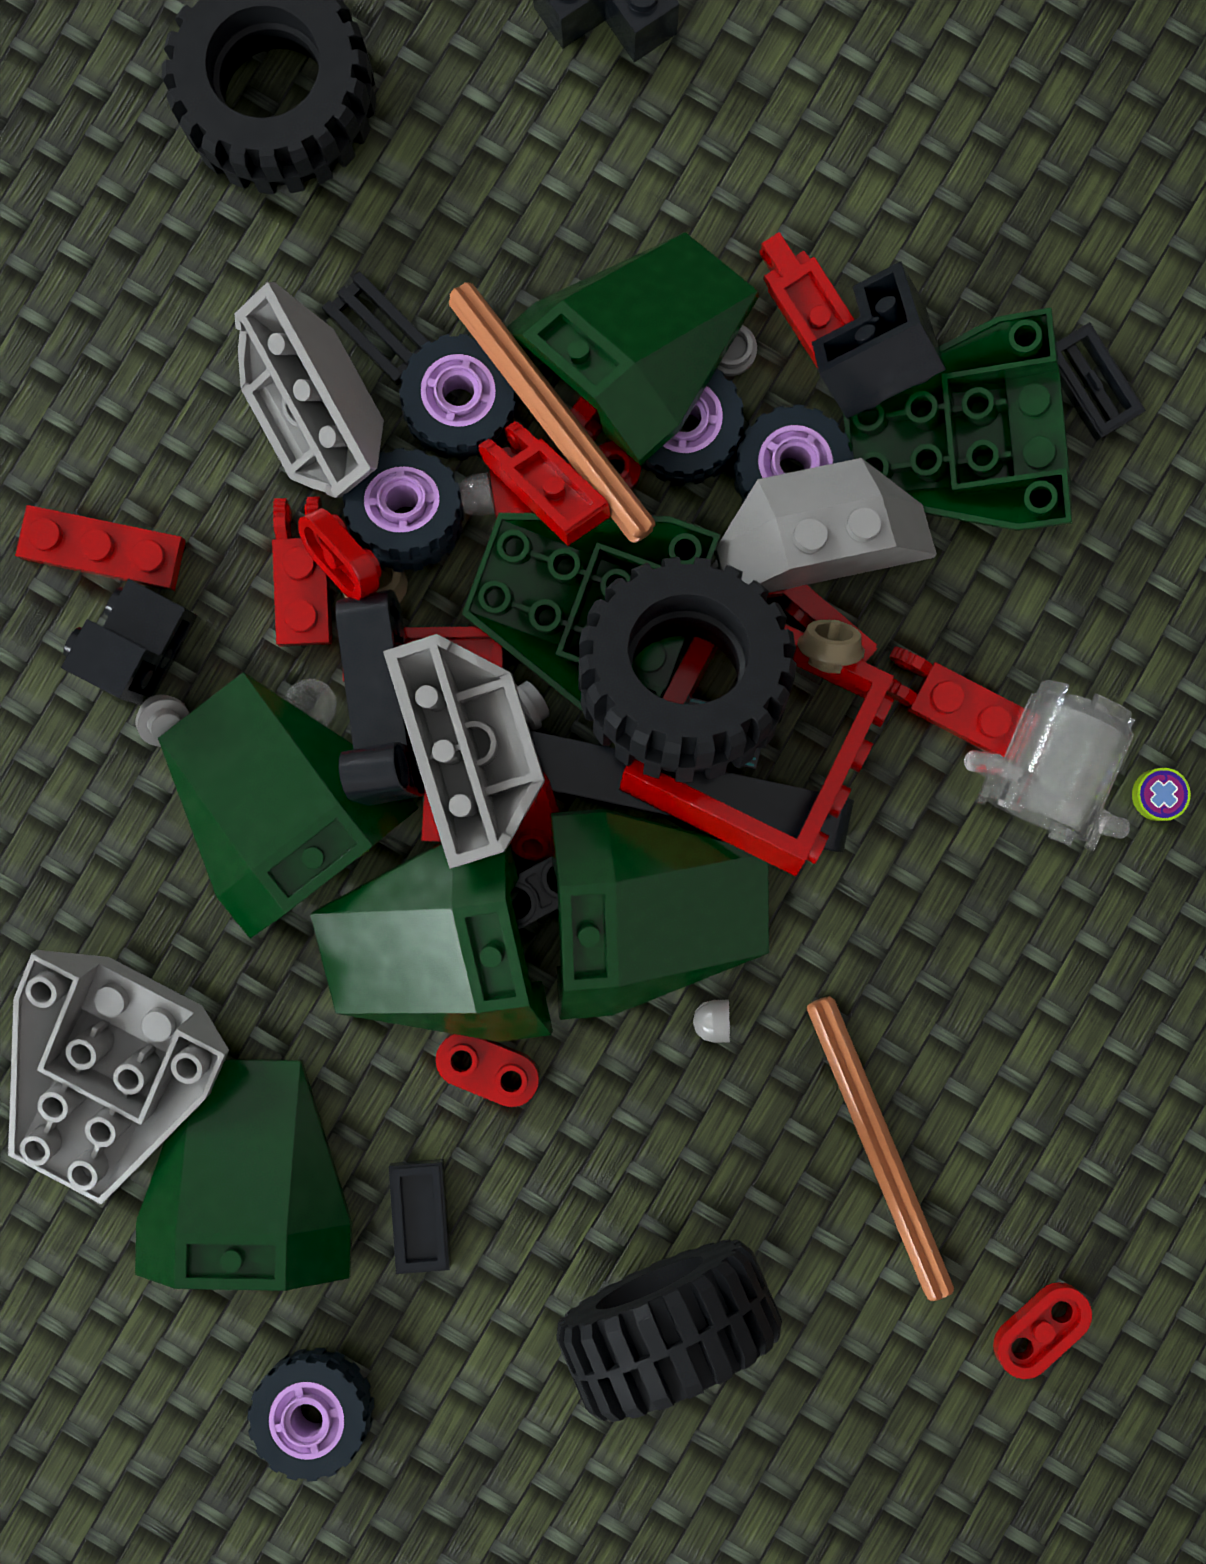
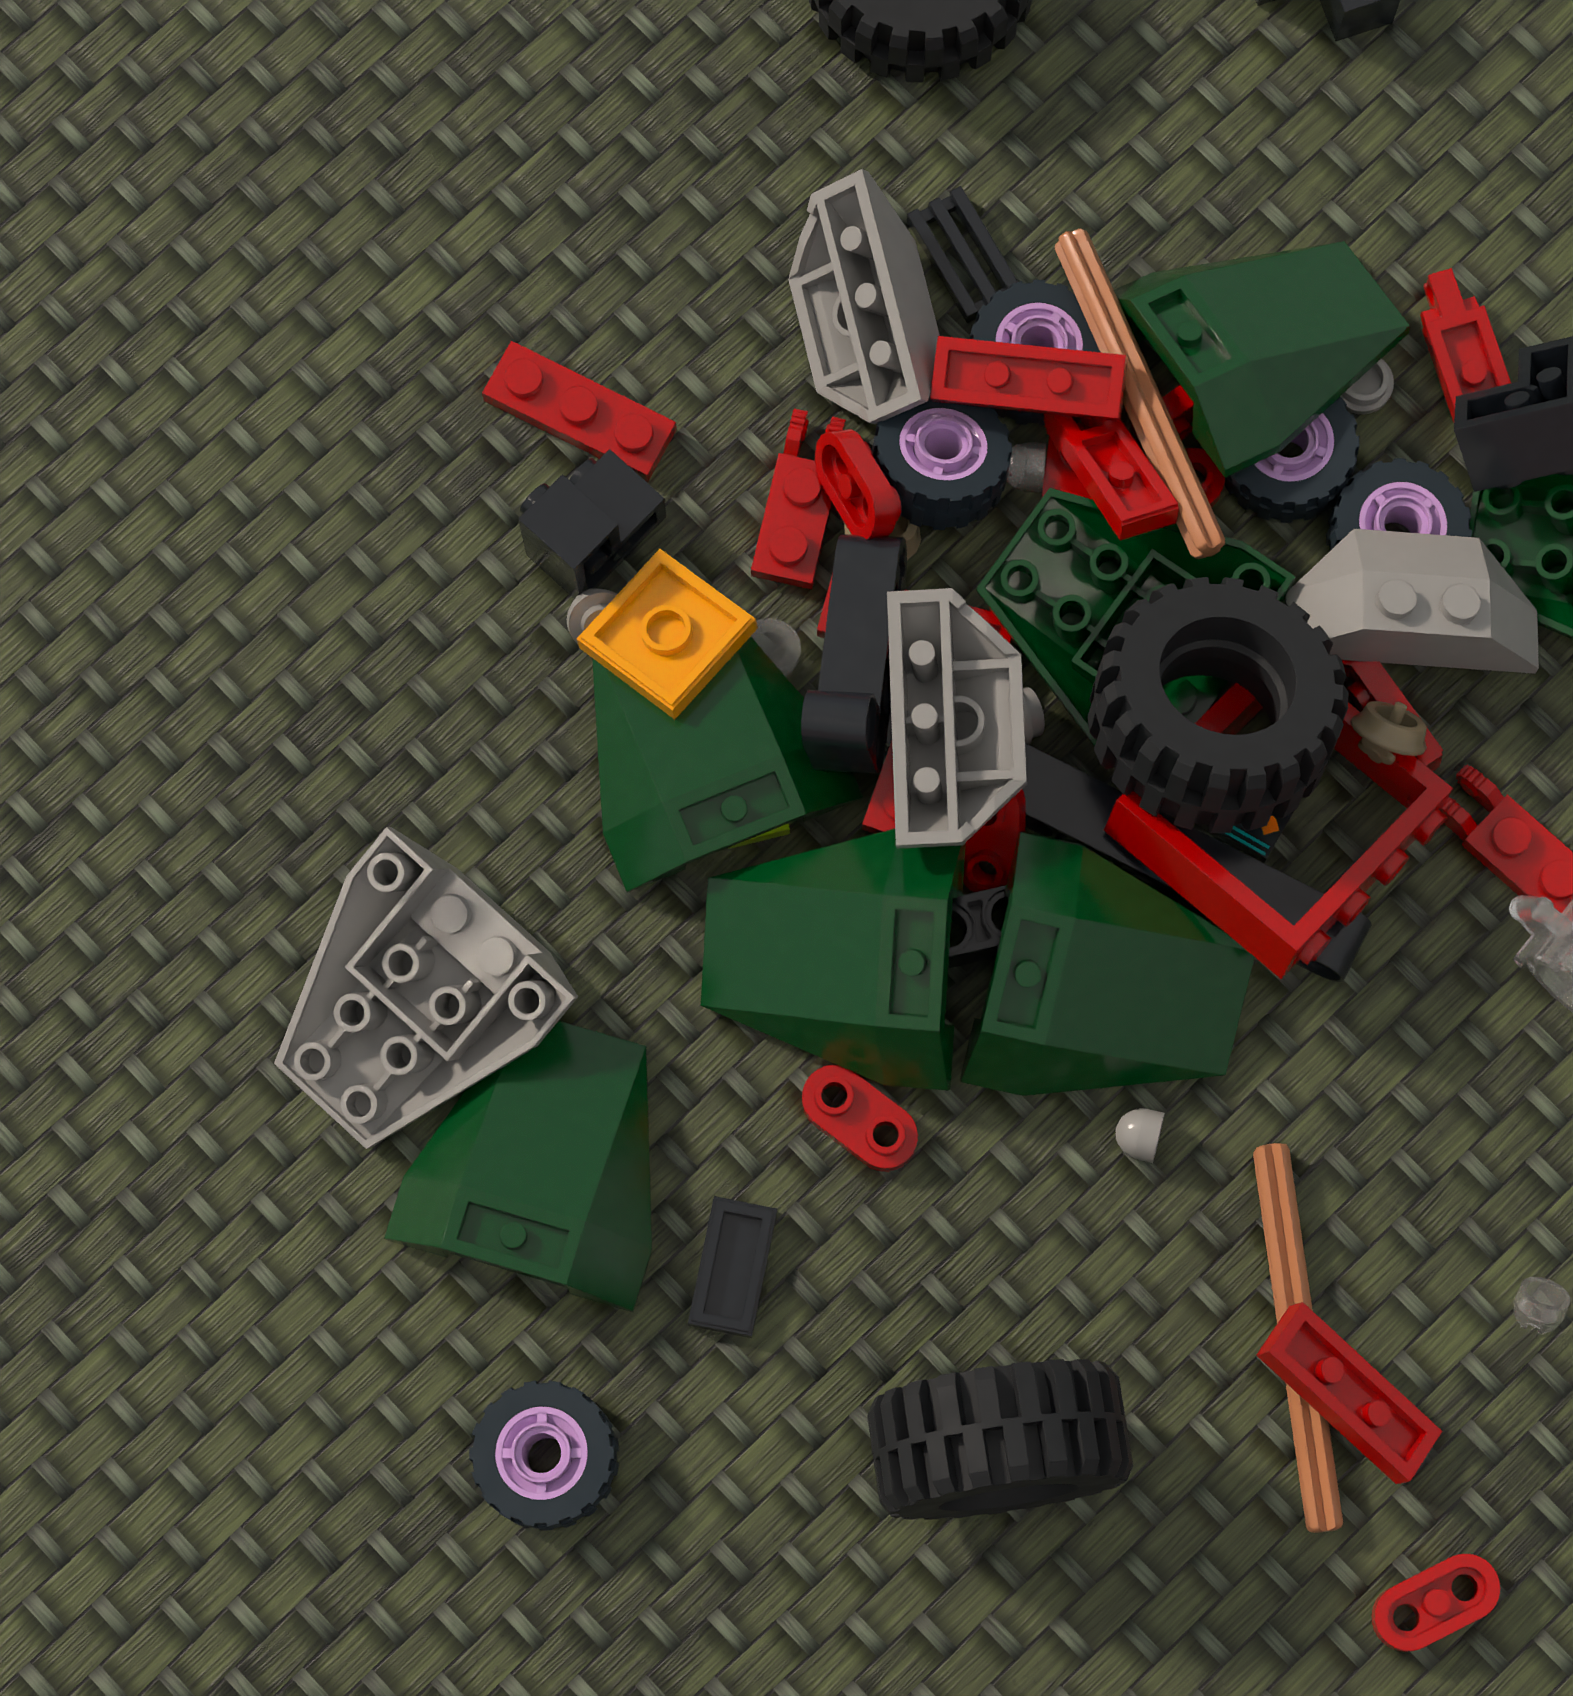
camera: 15 degrees right, 10 degrees down
(218, 723) = (667, 633): none -> light orange tile
(456, 425) = (1029, 378): none -> red plate
(933, 1189) = (1349, 1393): none -> red plate
(1076, 1069) = (1541, 1304): none -> clear hinge

